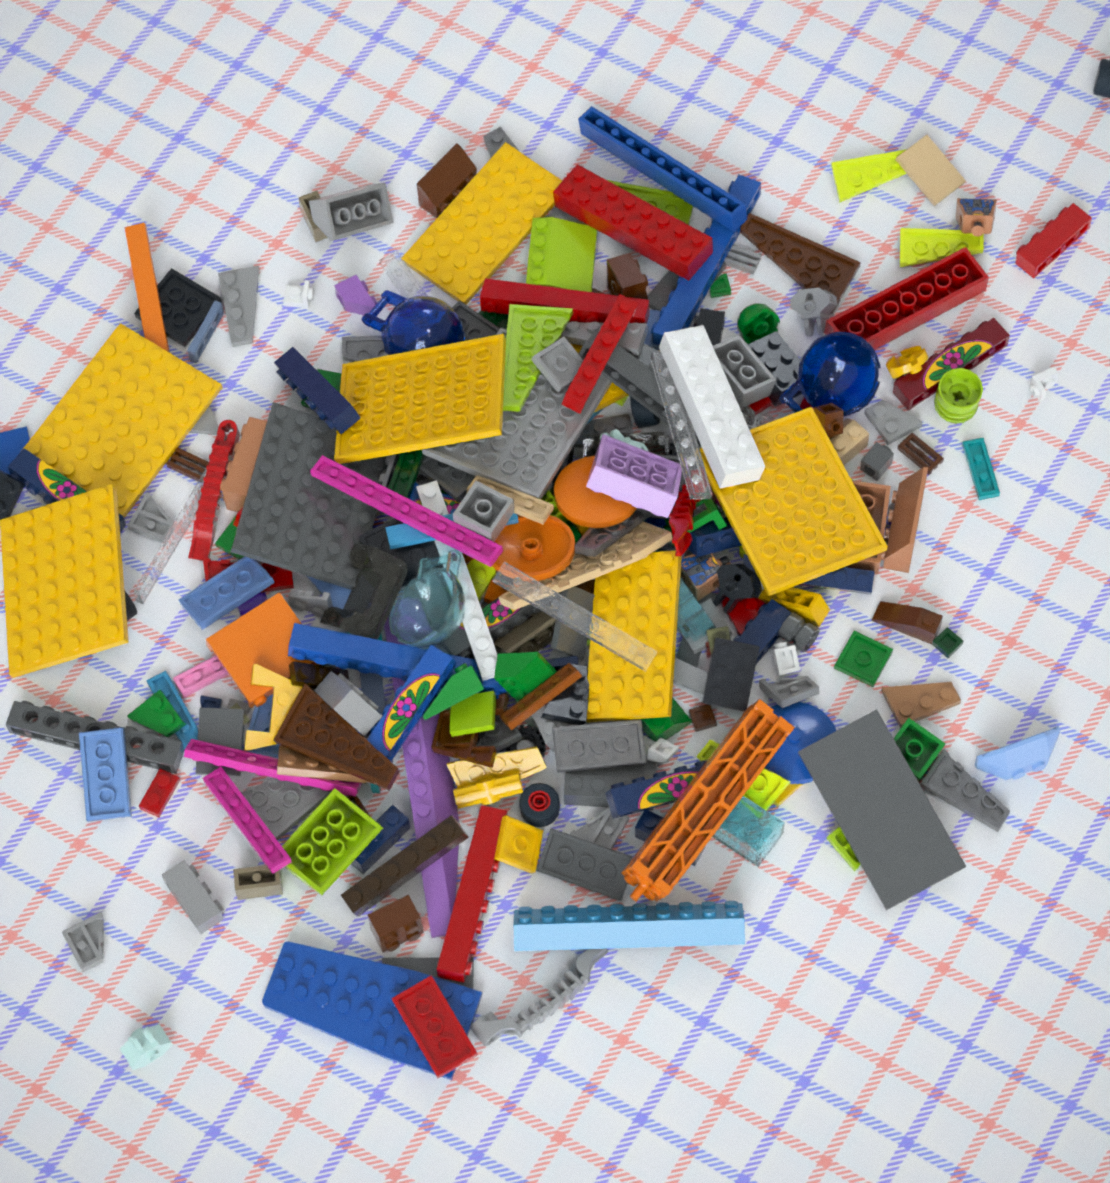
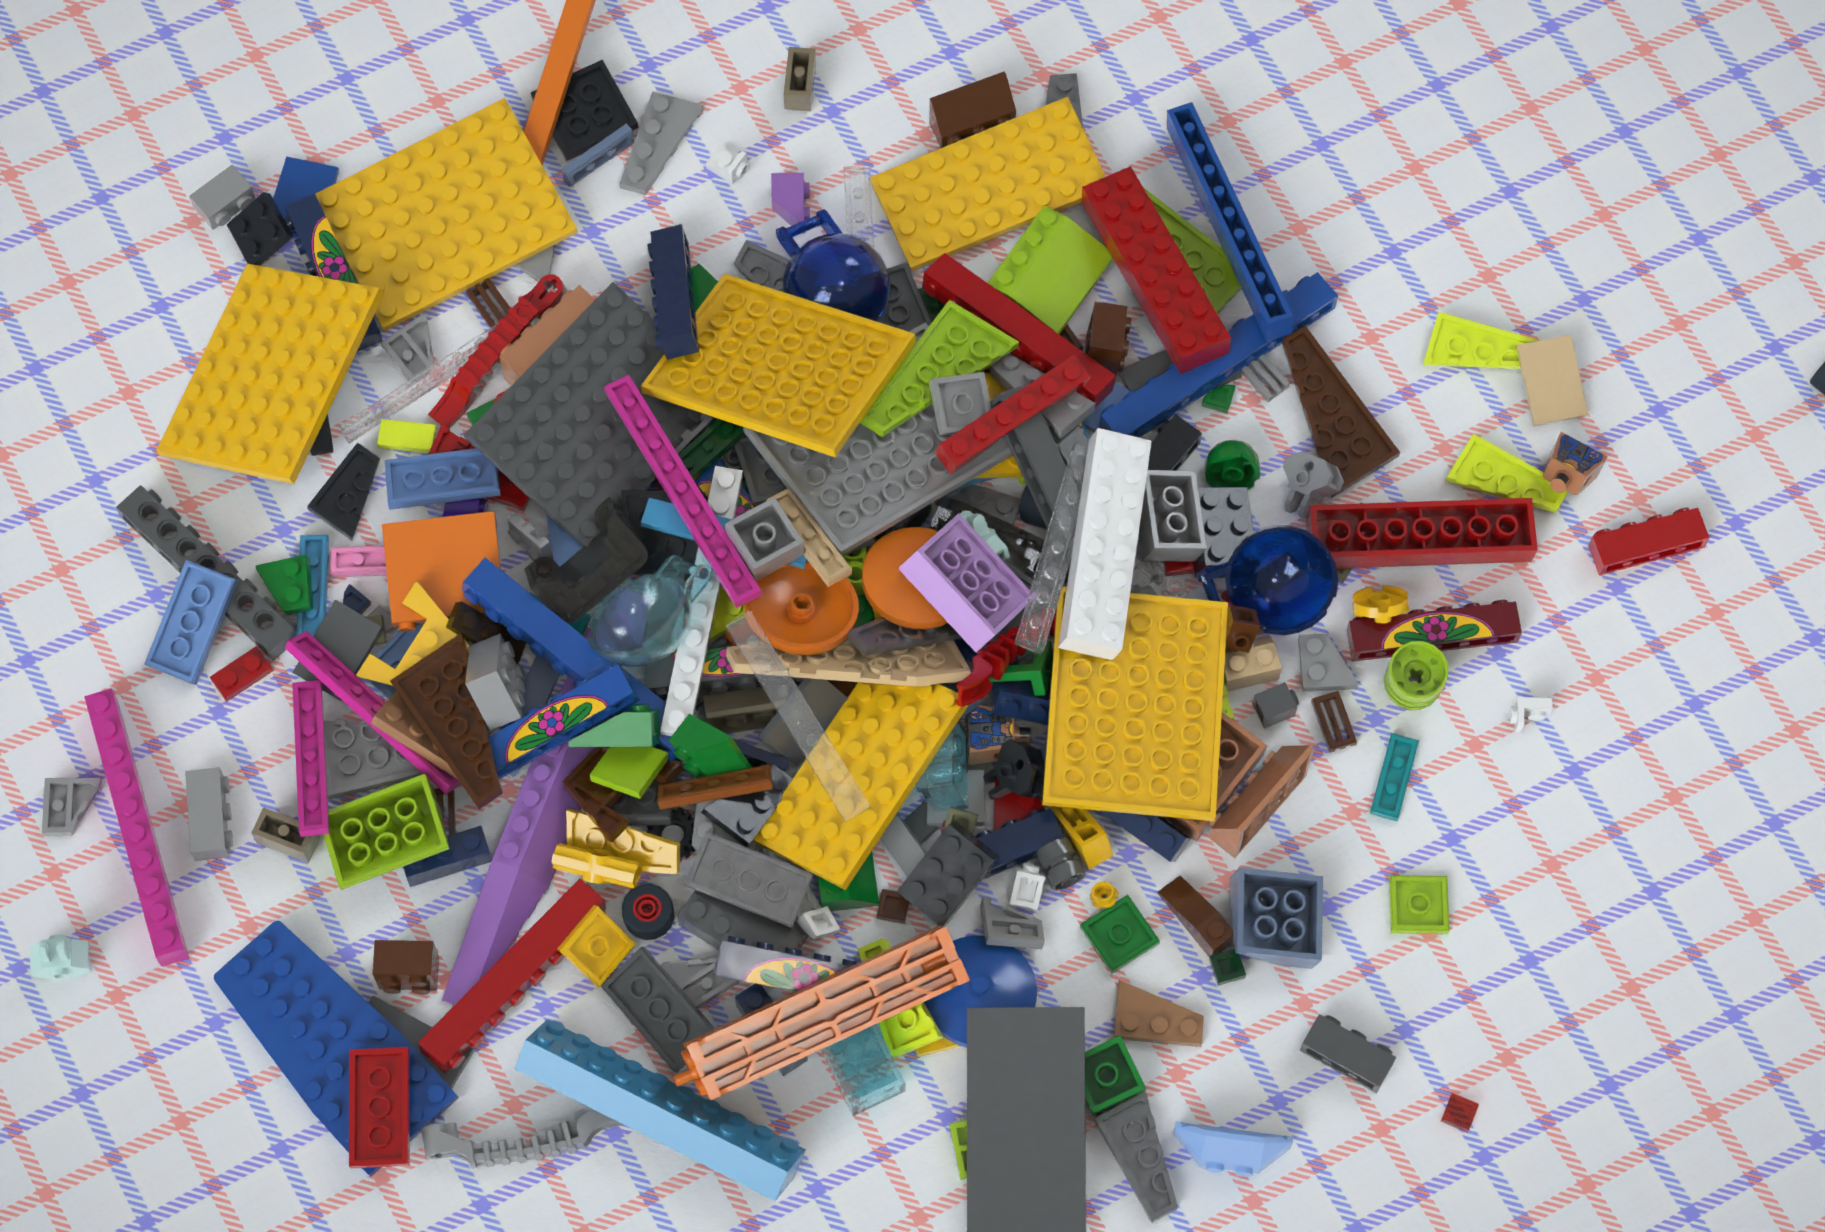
camera: 25 degrees right, 5 degrees up
(148, 931) = (136, 827): none -> dark pink brick
(161, 635) = (346, 491): none -> black wing
(181, 579) = (406, 436): none -> neon yellow tile
(352, 211) = (840, 94): light grey slope -> none
(404, 866) = (452, 904): dark brown brick -> none
(837, 634) = (1103, 889): none -> yellow plate
(963, 591) = (1277, 916): none -> sand blue slope
(1046, 541) = (1418, 904): none -> lime tile
(1059, 656) = (1348, 1052): none -> dark grey brick

